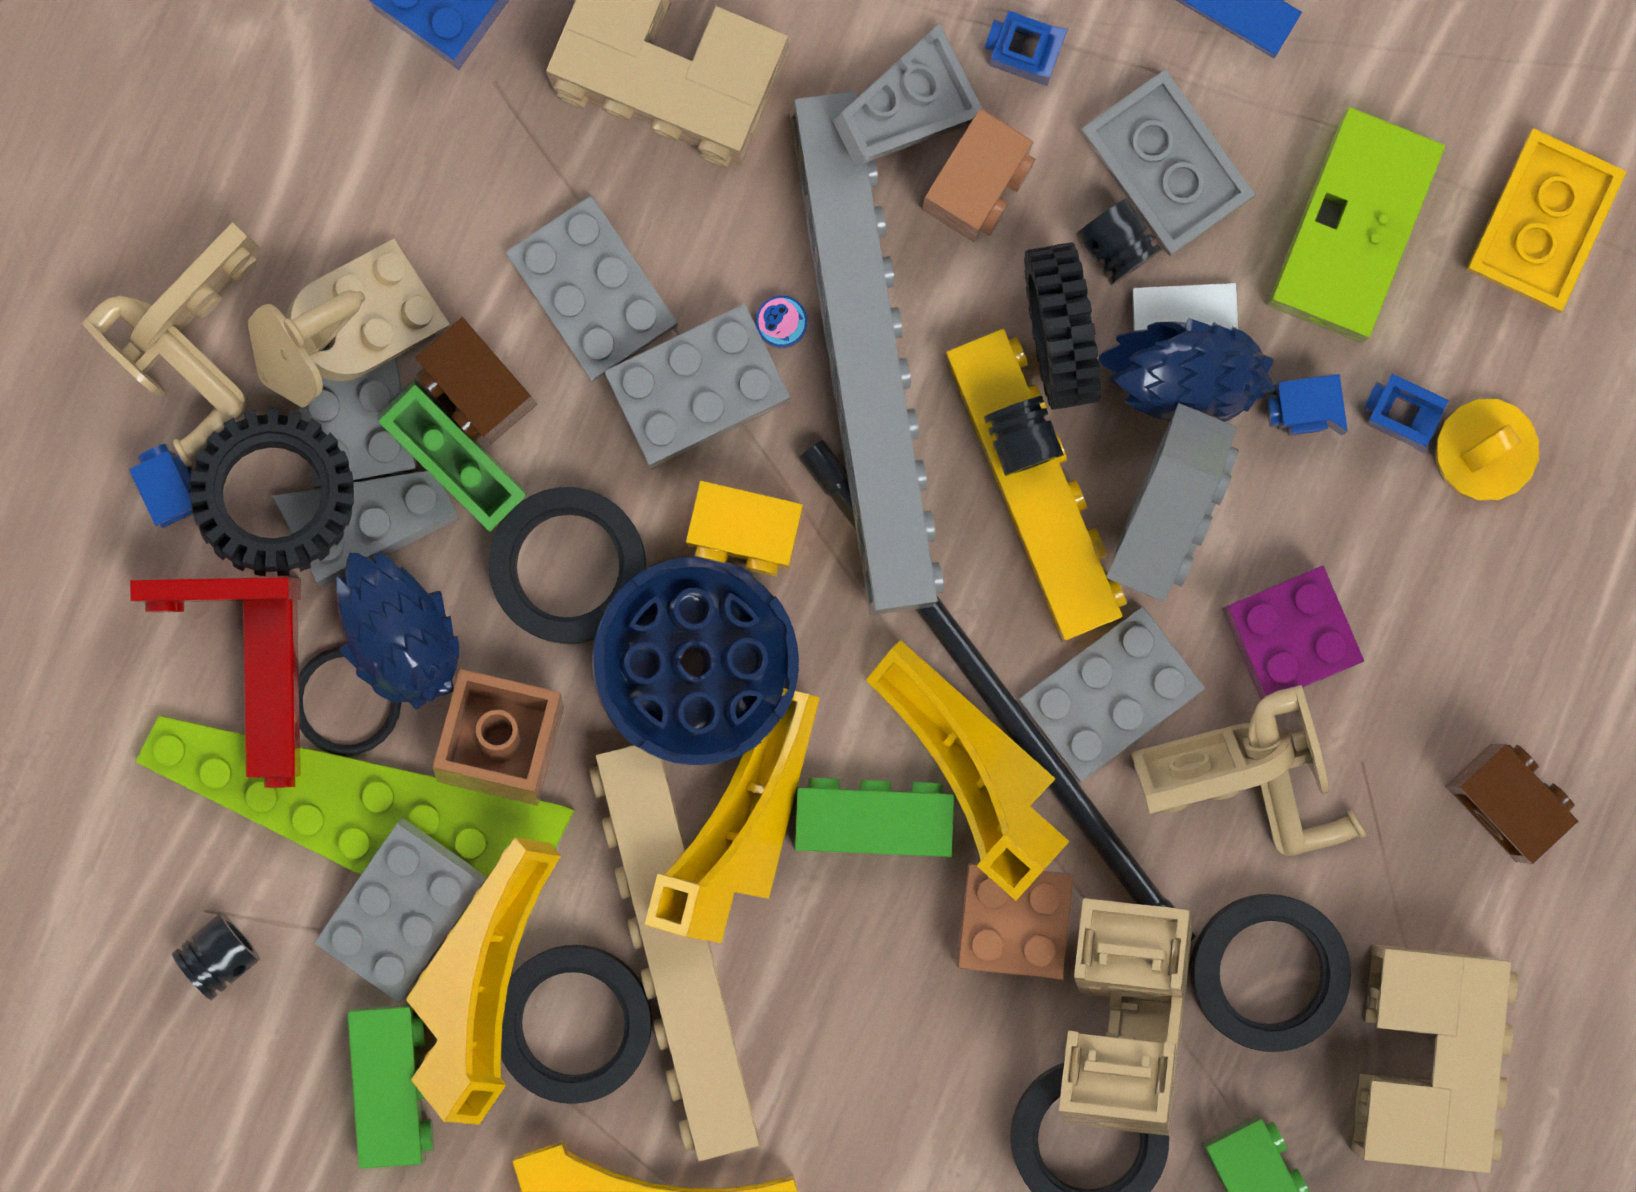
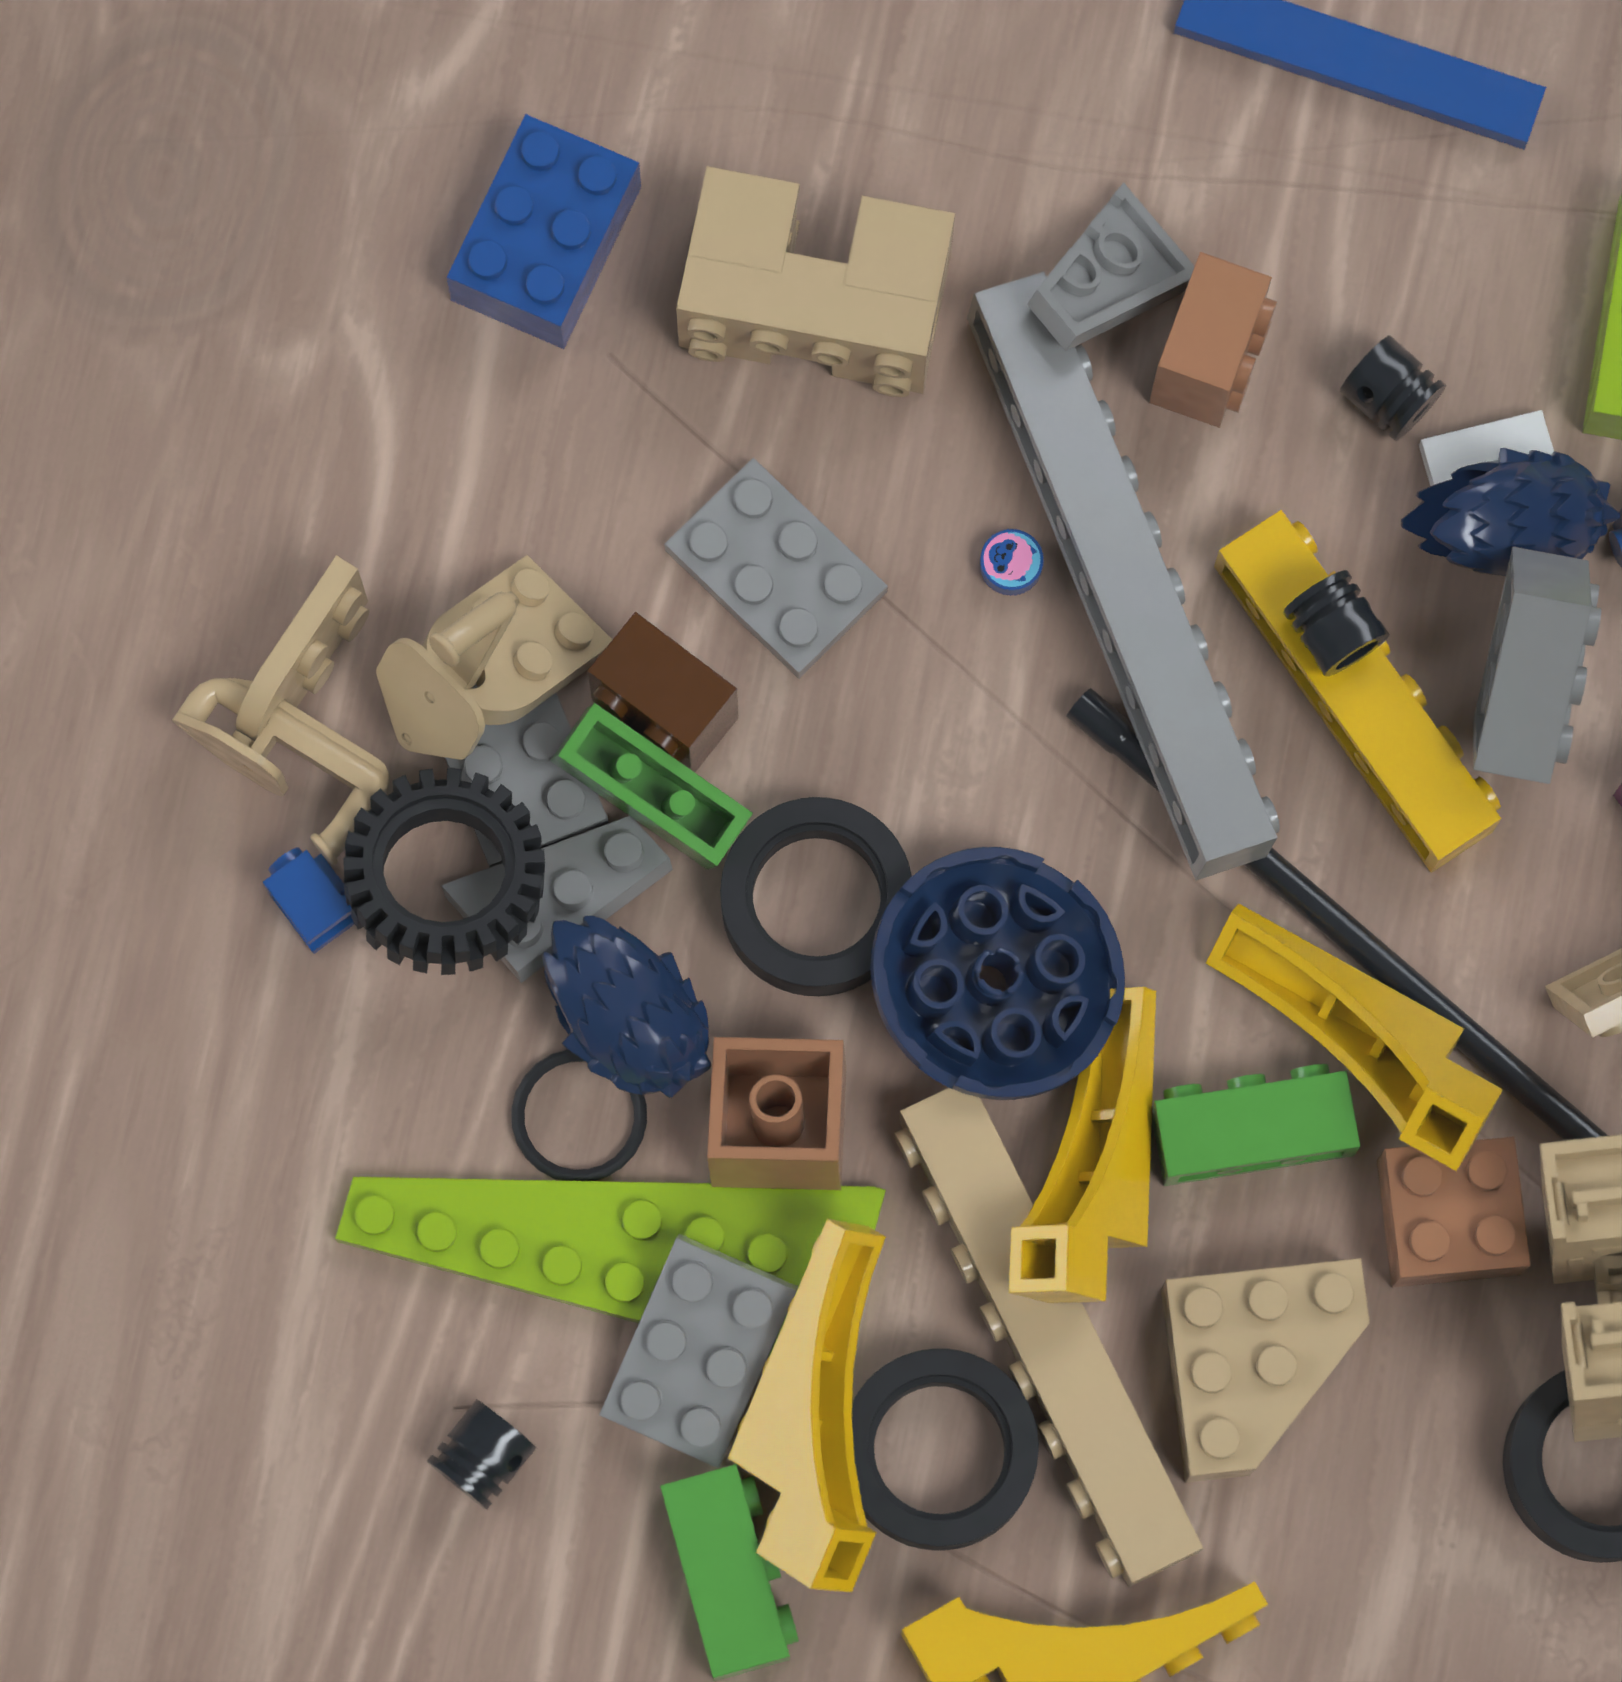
camera: 10 degrees left, 10 degrees down
(269, 661) = (475, 1066): red piece -> none
(698, 386) = (929, 652): light grey brick -> none
(744, 528) = (1024, 801): yellow brick -> none
(834, 1002) = (1253, 1355): none -> tan brick
(1042, 64) = (1229, 209): blue window -> none
(1062, 325) = (1353, 486): black tyre -> none
(1111, 694) = (1505, 921): light grey plate -> none
(1167, 162) = (1429, 287): light grey plate -> none

